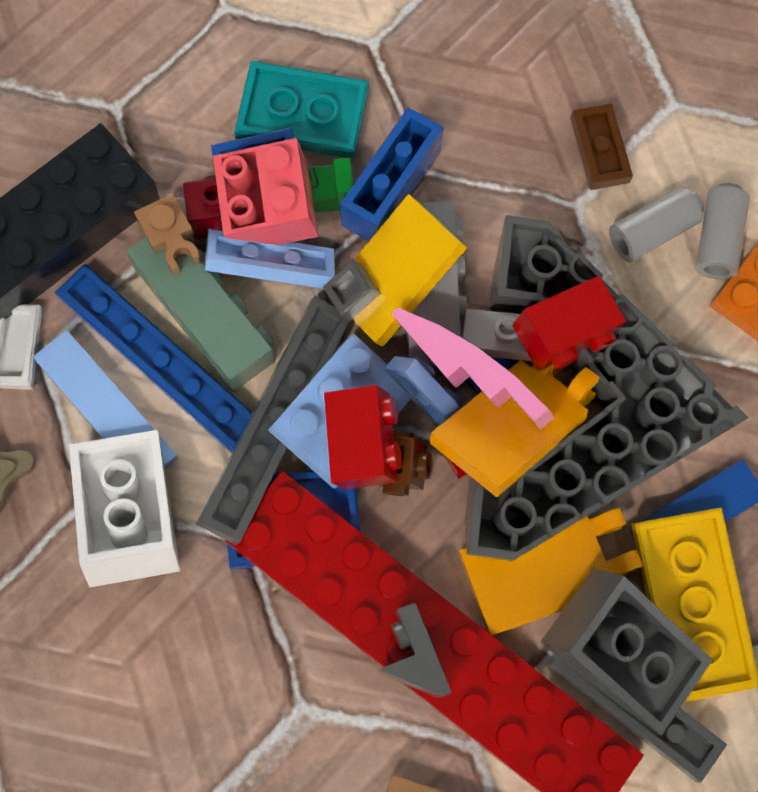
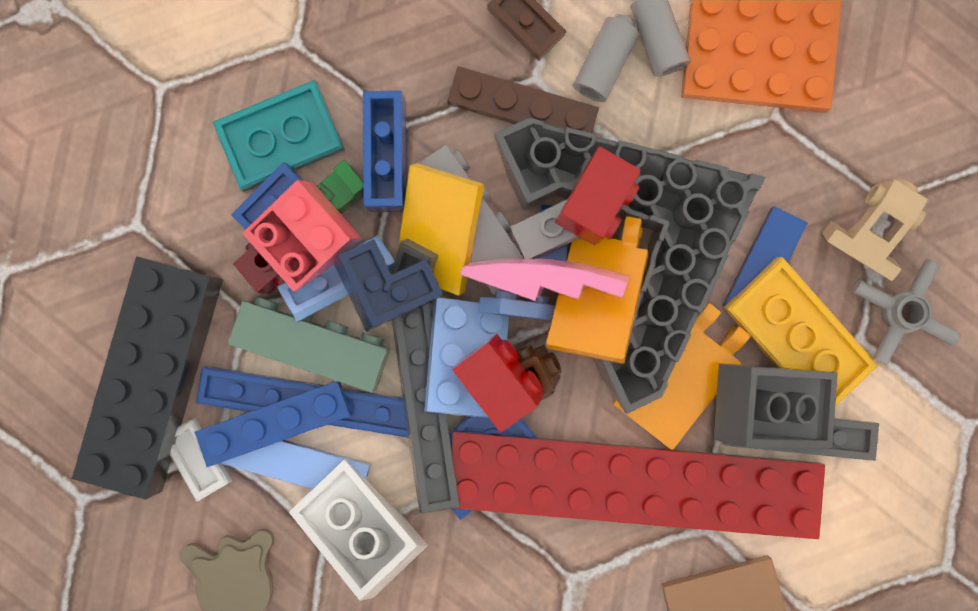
camera: 25 degrees left, 15 degrees up
(114, 353) = (273, 423): none -> blue plate
(167, 229) = (246, 308): medium nougat plate -> none
(303, 292) = (376, 292): none -> dark blue panel
(422, 667) = (641, 515): dark grey slope -> none
(531, 198) = (517, 102): none -> reddish brown plate

